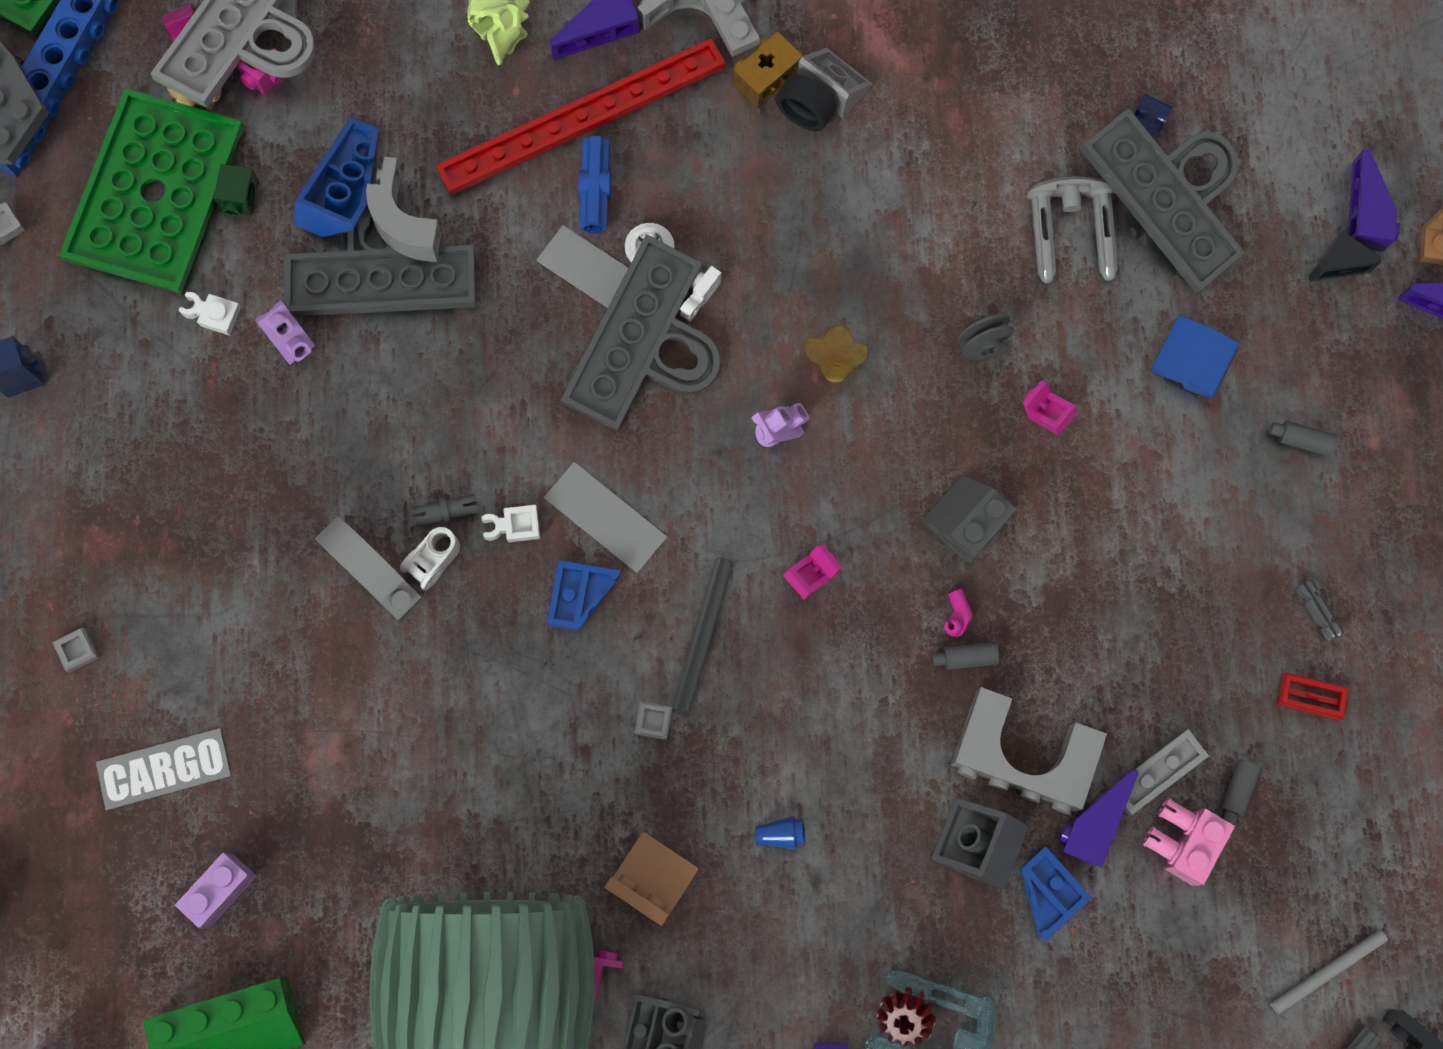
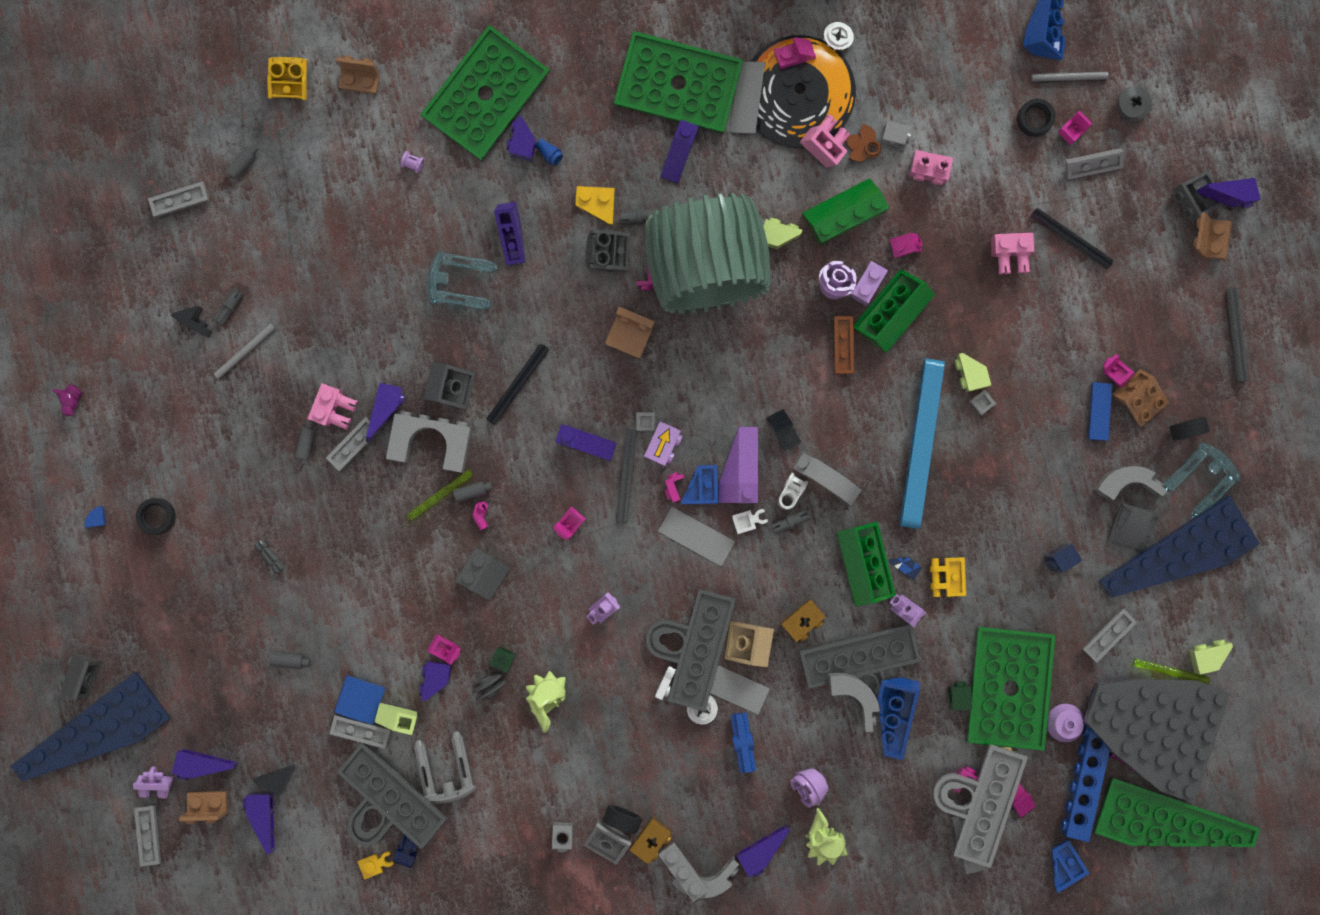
camera: 175 degrees right, 10 degrees up
(77, 699) = (973, 373): none -> yellowish green slope
(79, 123) = (1065, 723): none -> lavender cone
(134, 949) = (906, 244): none -> dark pink bracket
(163, 769) = (917, 345): sticker -> none
(184, 836) = (893, 310): none -> green slope
(193, 601) = (922, 443): none -> dark azure beam
(197, 374) = (954, 577): none -> yellow plate
(214, 314) = (953, 618): white plate -> none
(268, 904) = (837, 280): none -> lavender cone
(271, 407) = (907, 566): none -> dark blue sticker
(286, 790) = (843, 345): none -> dark orange plate
(335, 419) = (866, 564): none -> green slope
(347, 1010) = (780, 234): none -> yellowish green slope
(422, 664) = (783, 429): none -> black slope
(475, 351) = (806, 610): none -> pearl gold brick
(502, 98) = (810, 786): none -> lavender cone
(510, 601) = (740, 472): none -> medium lavender wedge
(554, 329) = (749, 644): none -> tan slope
(580, 116) = (760, 787): red plate -> none
(631, 675) = (663, 443): none -> lavender brick
(632, 594) = (671, 491): none -> dark pink bracket
(762, 703) = (585, 442): none -> dark purple slope
(782, 833) = (561, 371): blue cone -> none
(836, 349) = (577, 664): clear yellow plate -> none
(861, 826) = (517, 384): none -> black axle
(897, 308) = (544, 696): none -> yellowish green head
(903, 110) = (566, 828): none -> light grey brick
(919, 1017) = (476, 283): dark red gear -> none
(956, 375) = (502, 659): none -> dark green brick
(1021, 661) = (440, 494): none -> clear neon green bar
(1051, 892) = (405, 365): blue wing -> none
(1068, 366) = (436, 677): none -> dark purple slope
(1140, 314) = (396, 718): none -> yellowish green slope
(1192, 303) = (360, 731): none -> light grey plate
(1202, 111) = (373, 865): none -> yellow plate
(1285, 690) = (285, 504): red tile -> none

